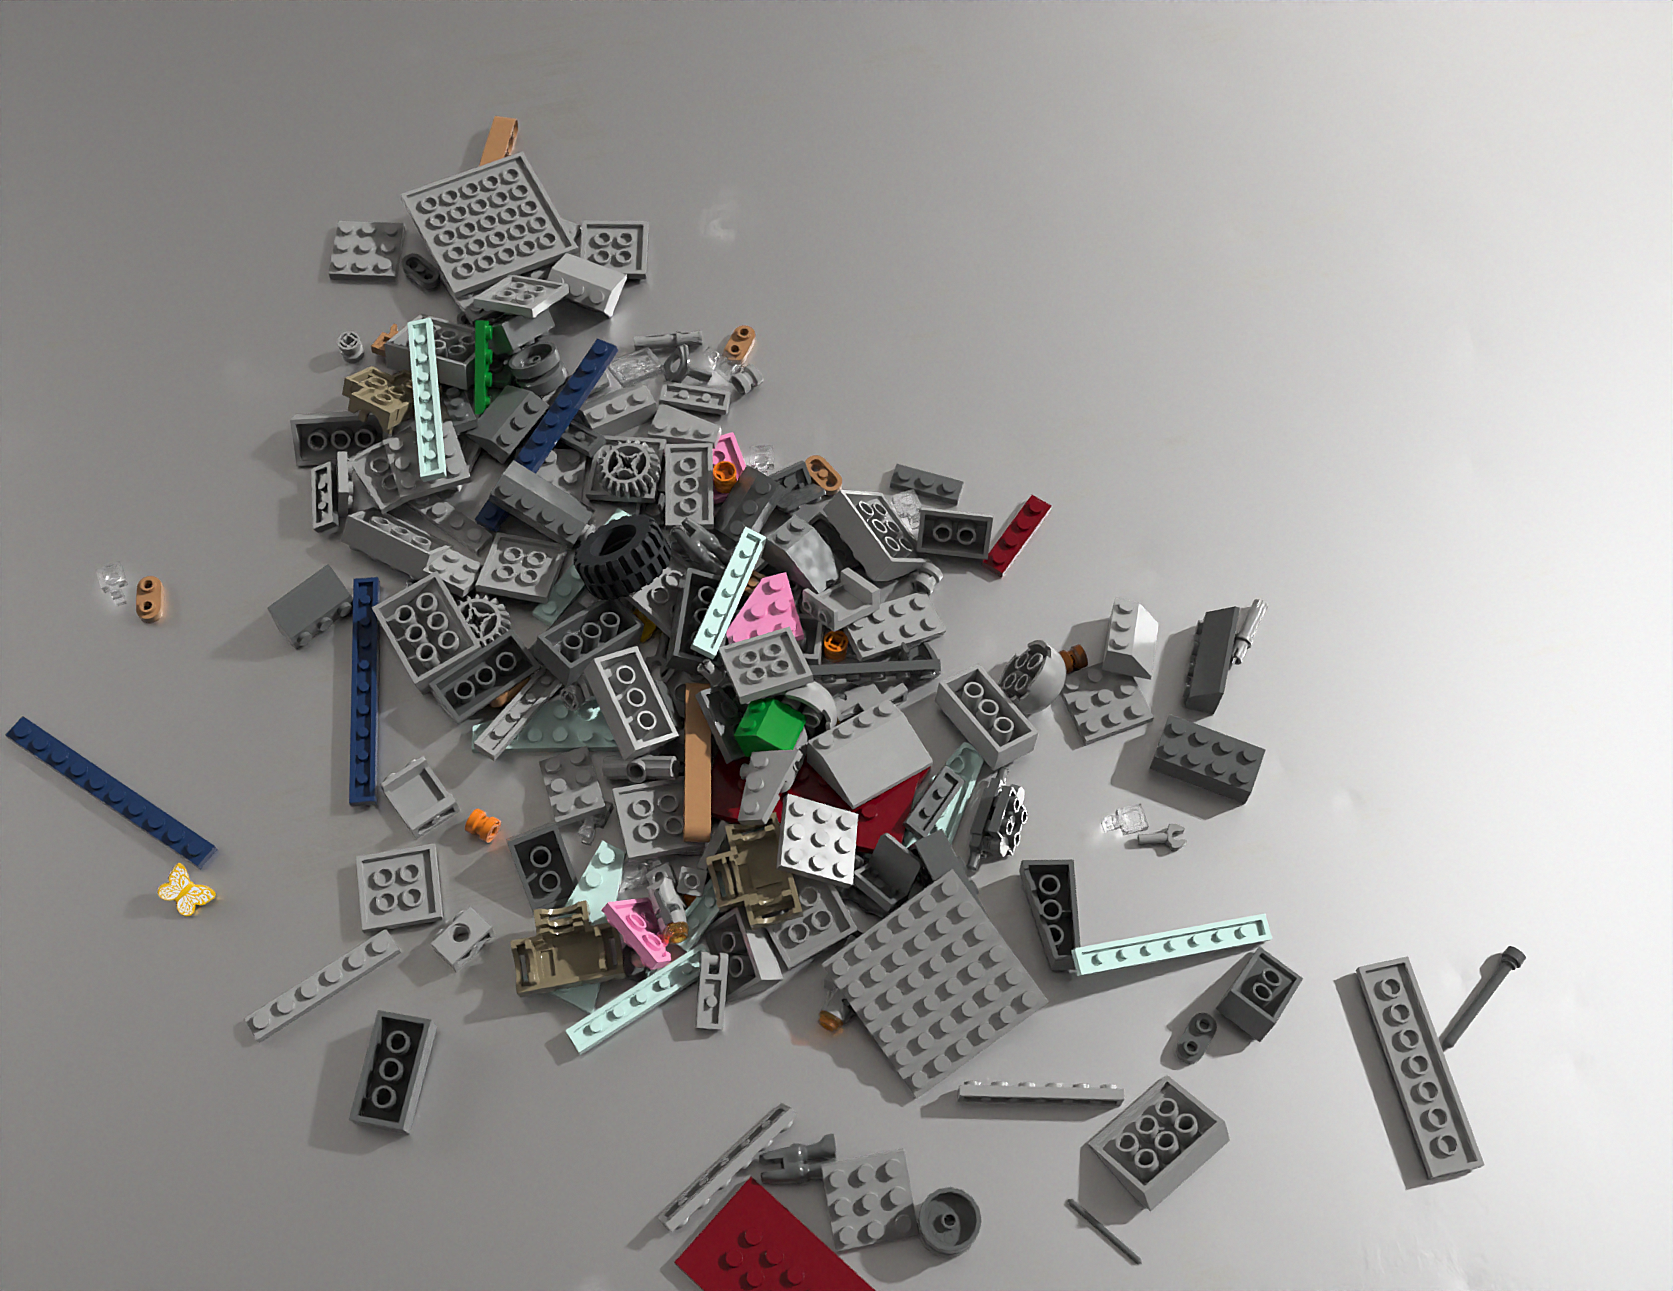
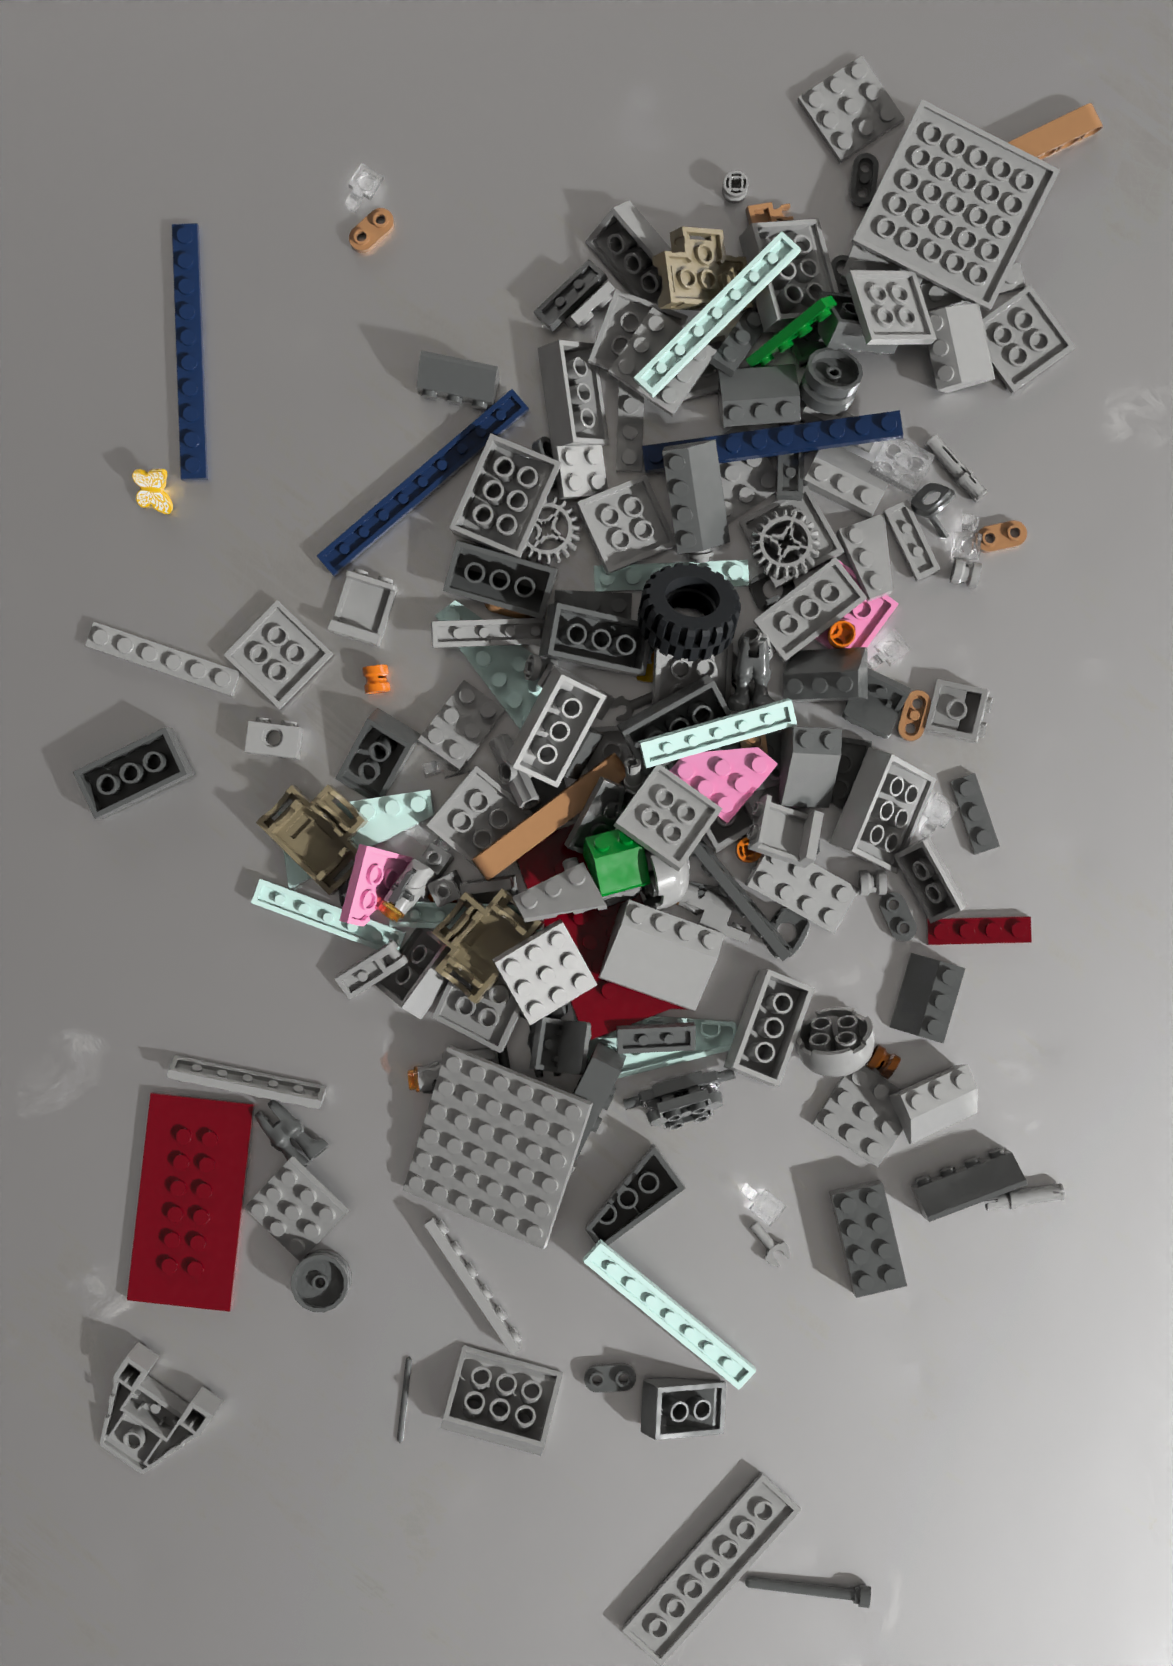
camera: 60 degrees right, 25 degrees up
(843, 442) = (958, 710): none -> light grey plate
(965, 582) = (898, 916): none -> dark grey plate
(1044, 598) = (927, 997): none -> dark grey slope

